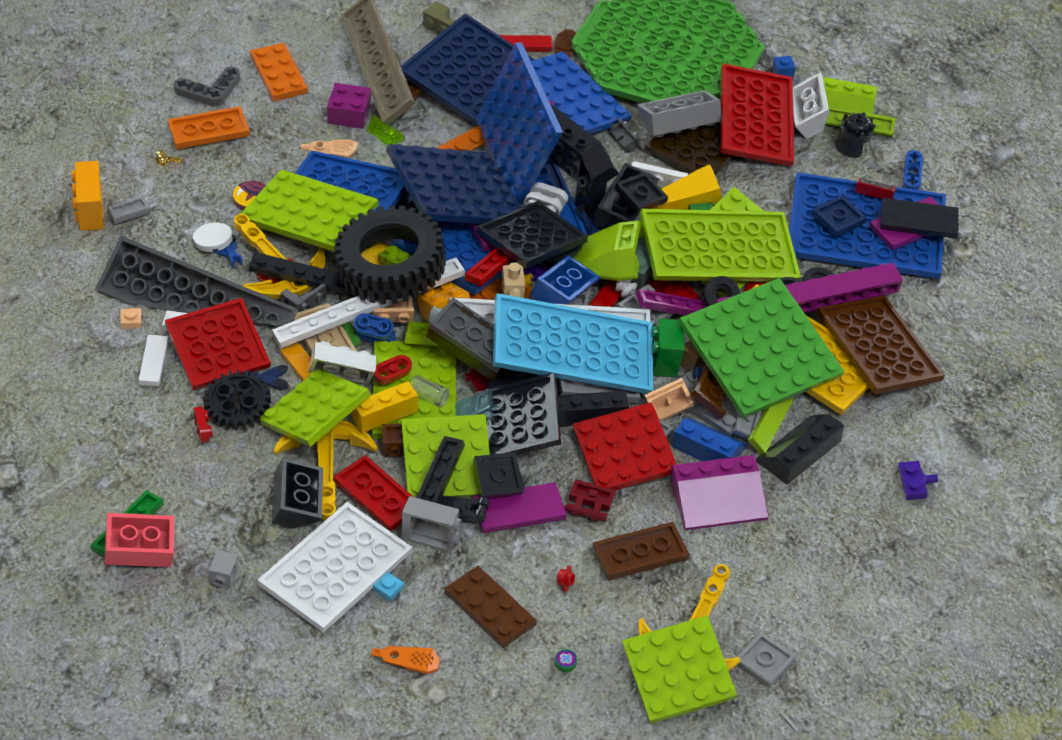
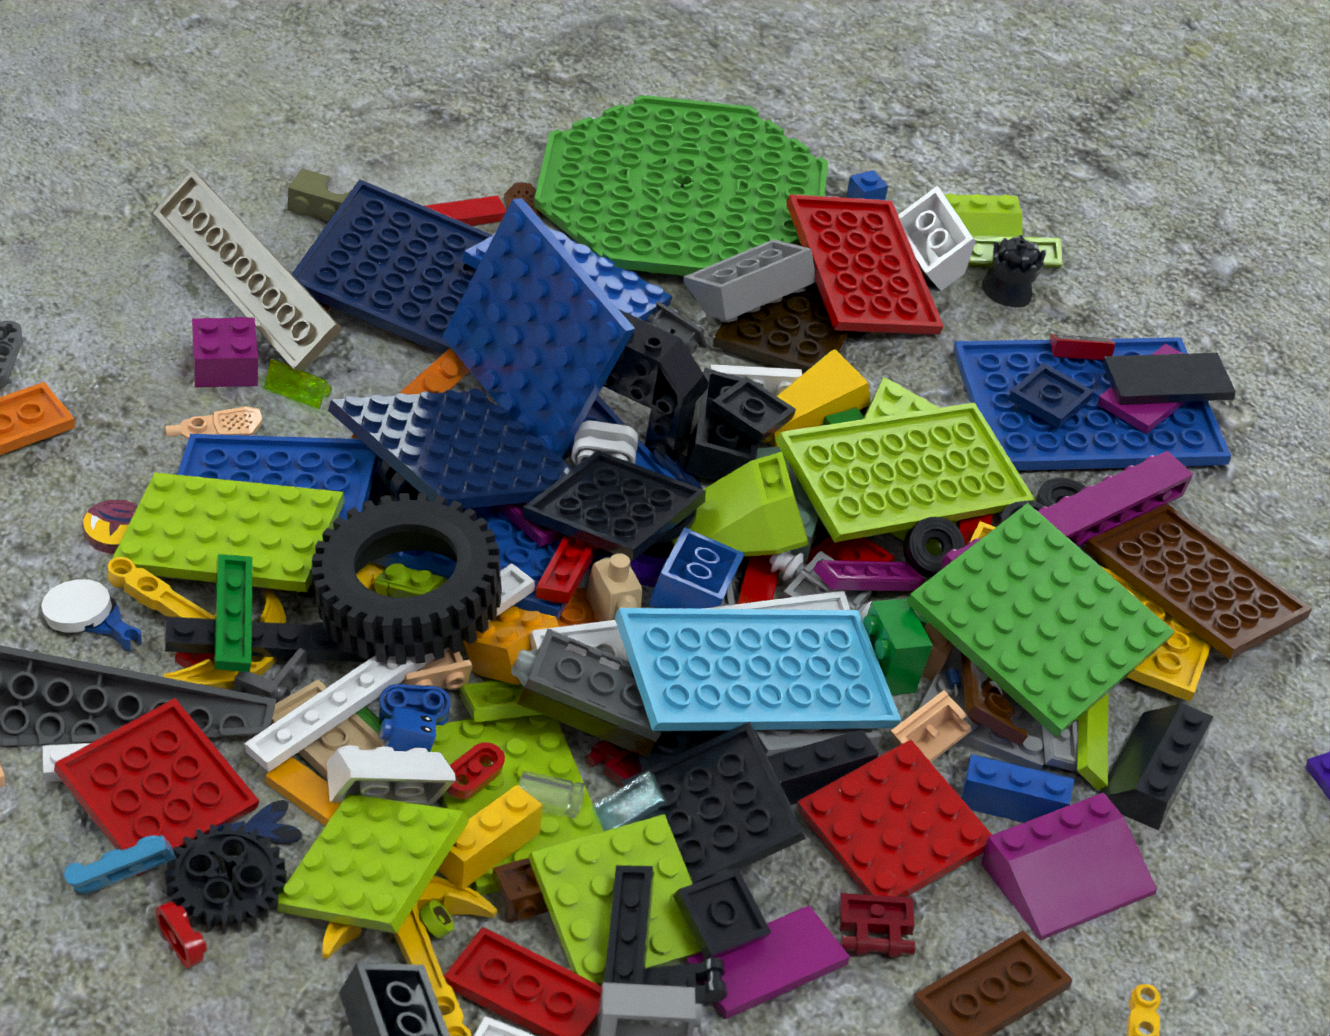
camera: 20 degrees left, 5 degrees down
(153, 360) = (49, 836): white tile -> none
(181, 381) = (119, 864): none -> dark azure plate
(278, 72) = (84, 317): orange plate -> none
(289, 256) = (233, 613): none -> green plate
(342, 445) = (436, 919): none -> lime tile
(364, 340) = (408, 730): none -> blue brick
(917, 166) = (1117, 304): blue beam -> none

